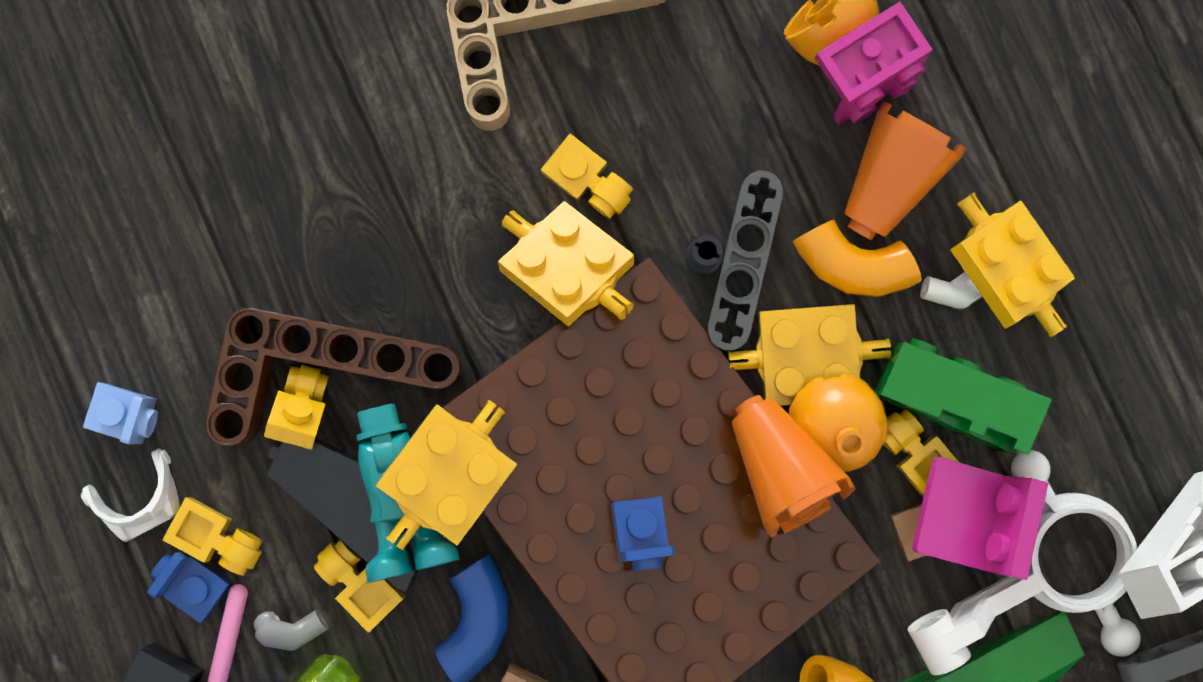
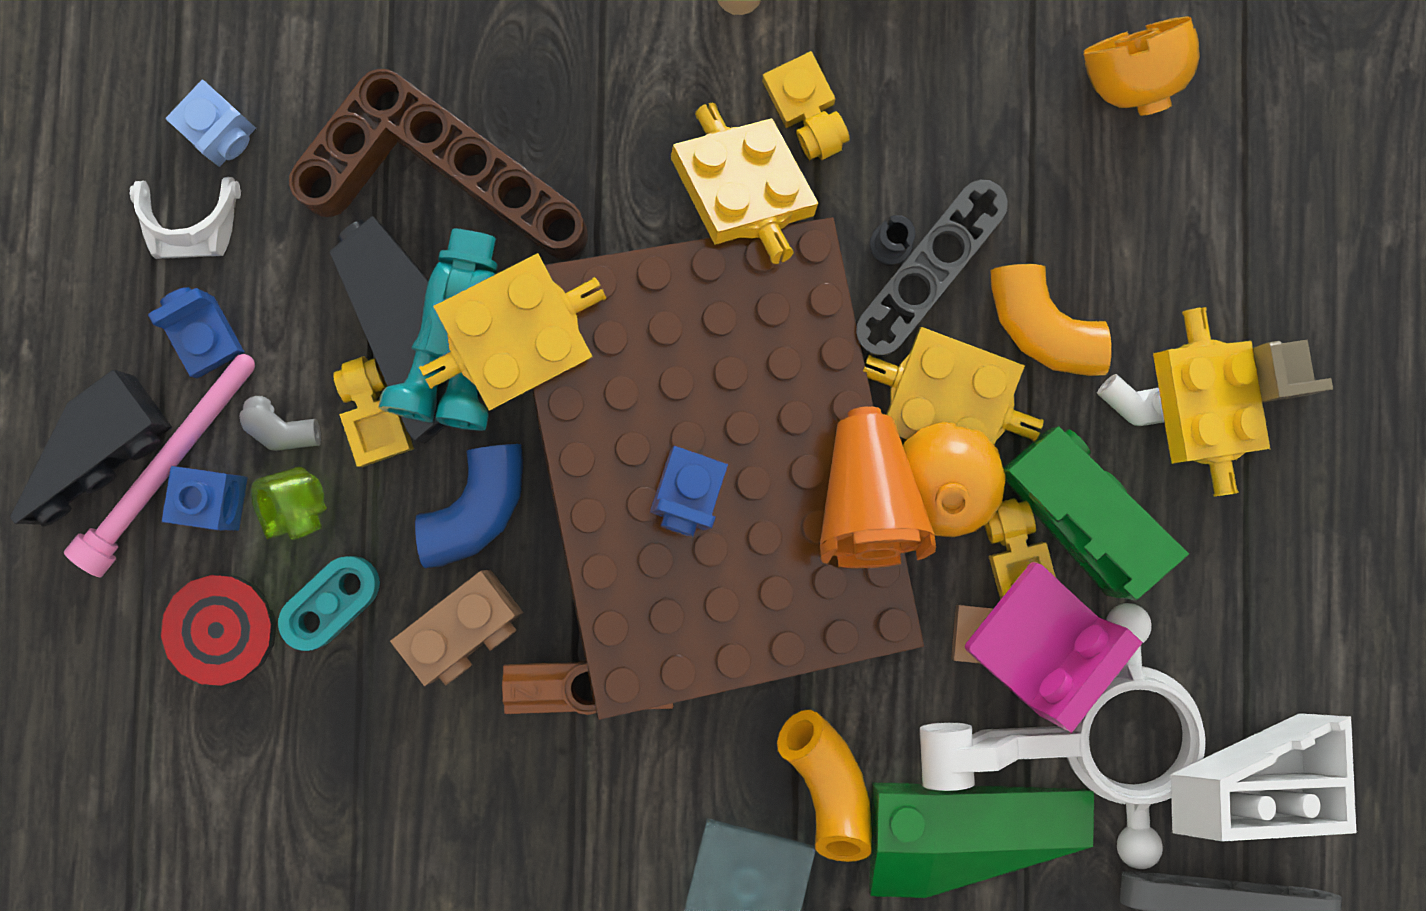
camera: 25 degrees right, 0 degrees up
(202, 530) = (235, 284): yellow plate -> none
(299, 408) = (395, 202): yellow plate -> none
(874, 62) = (1166, 120): dark pink bracket -> none
(897, 171) = (1137, 245): orange cone -> none
(1060, 212) = (1287, 371): none -> dark tan panel

